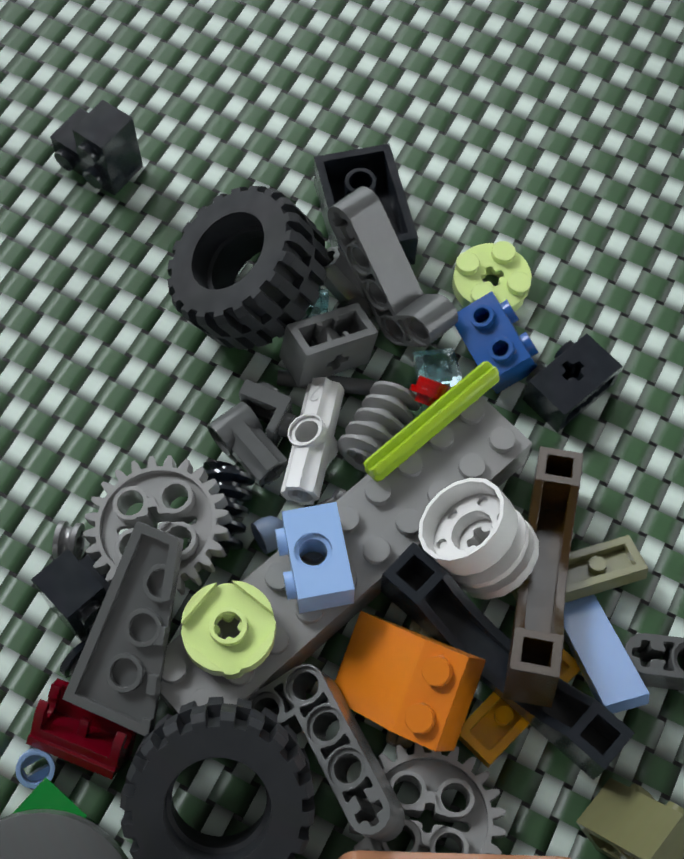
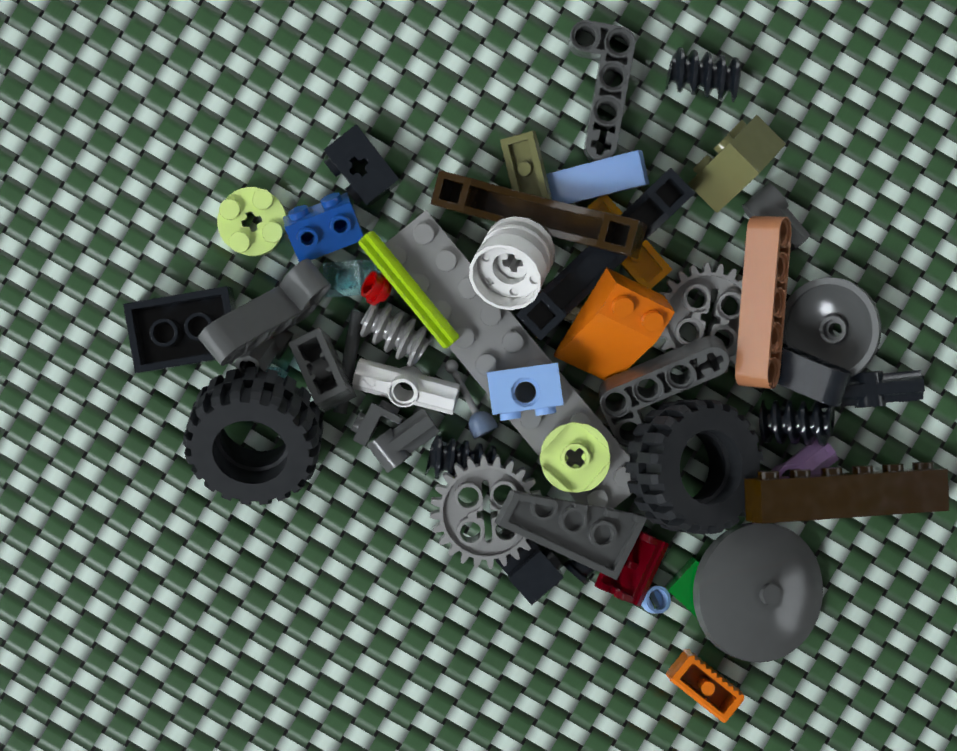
camera: 85 degrees left, 25 degrees up
(68, 538) = (481, 582): flat silver bush -> none
(99, 146) = (99, 571): black brick -> none

